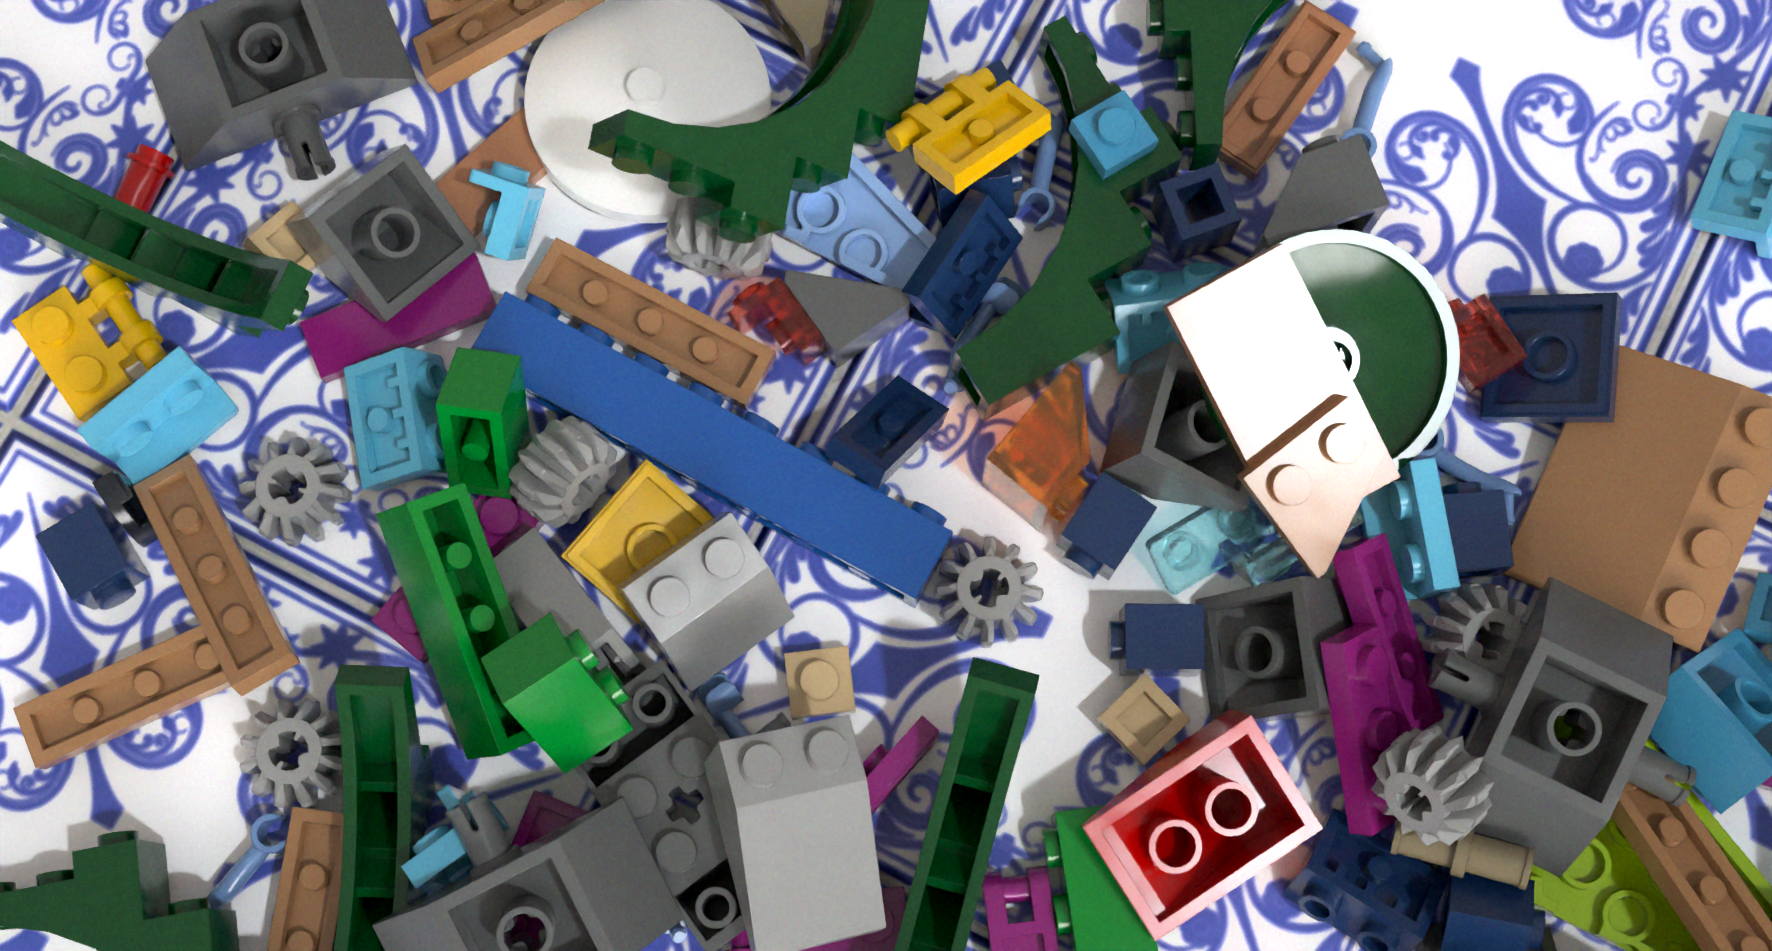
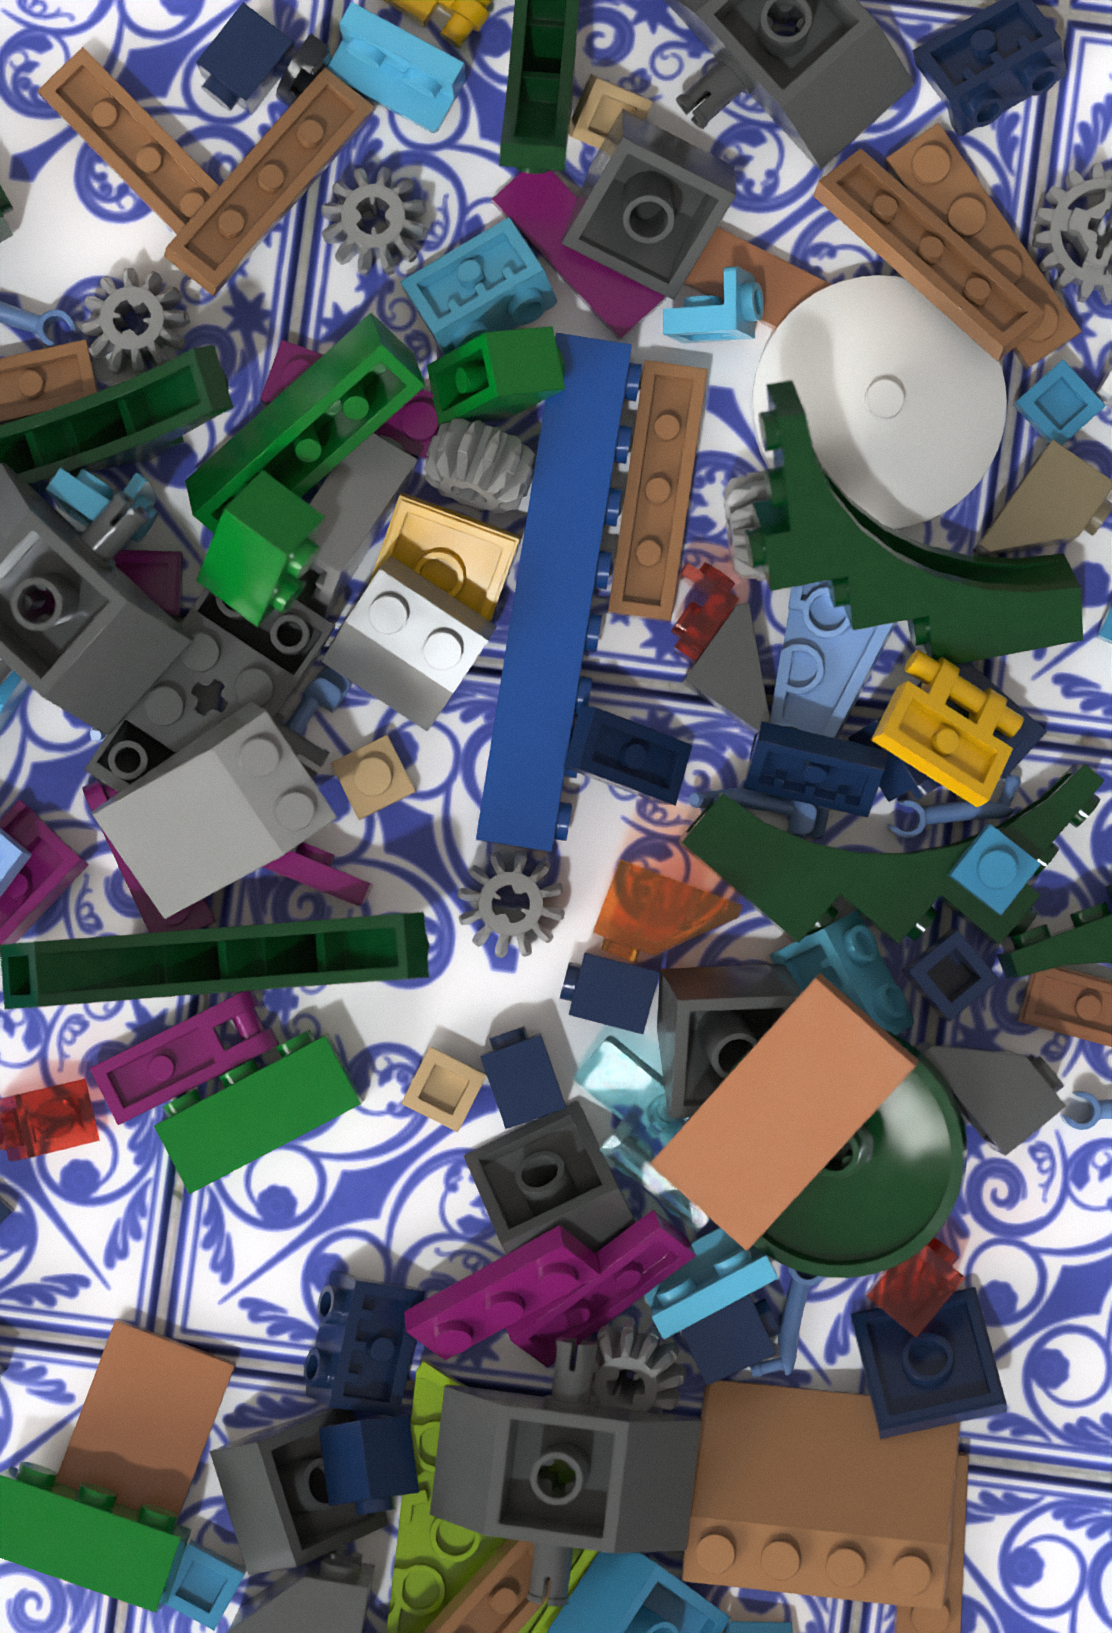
camera: 70 degrees right, 10 degrees up
(1200, 822) = (360, 1169): red slope -> none
(1317, 481) = (710, 1172): wing -> none
(1432, 785) = (462, 1367): light grey gear -> none
(1472, 855) = (421, 1417): dark tan pin -> none

